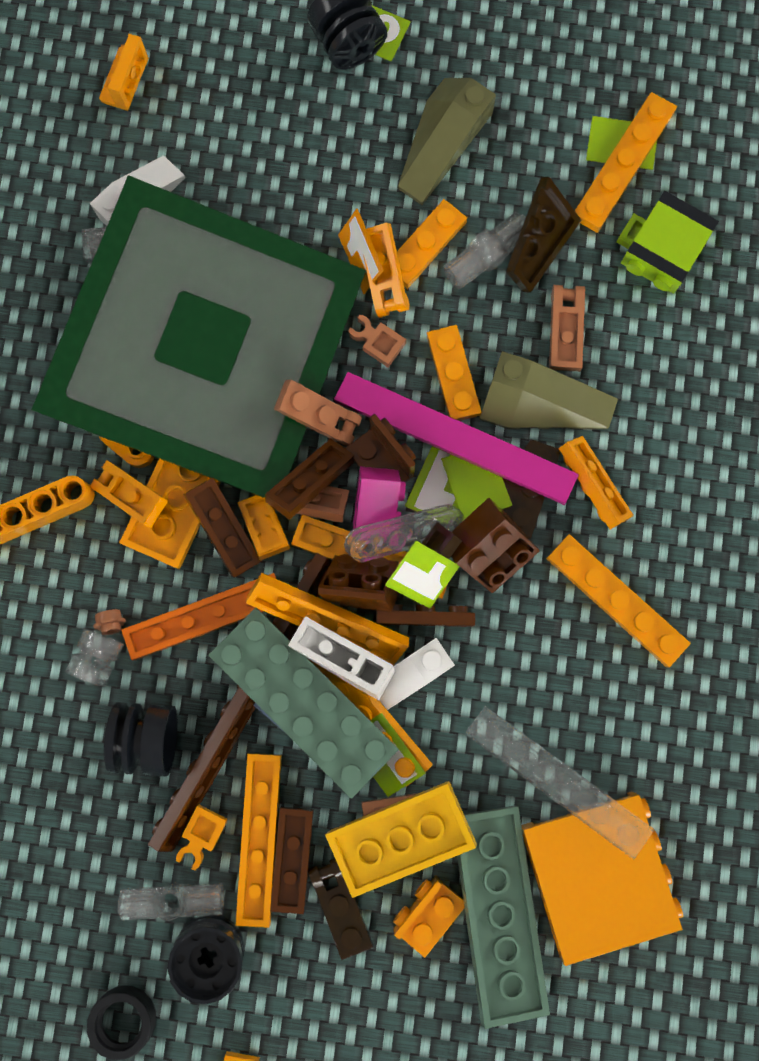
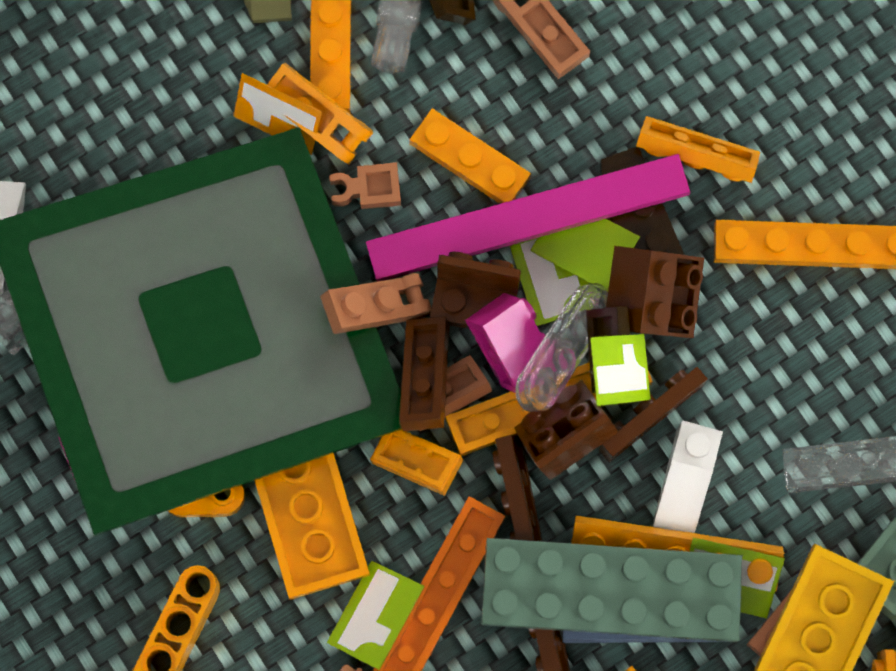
camera: 45 degrees left, 5 degrees down
(129, 494) = (258, 540): light orange plate -> none
(161, 595) = (375, 615): none -> sticker
(222, 527) = (380, 494): reddish brown plate -> none
(294, 604) = (564, 492): light orange plate -> none
(342, 658) = (614, 513): white slope -> none
(538, 397) = (573, 113): olive wedge -> none

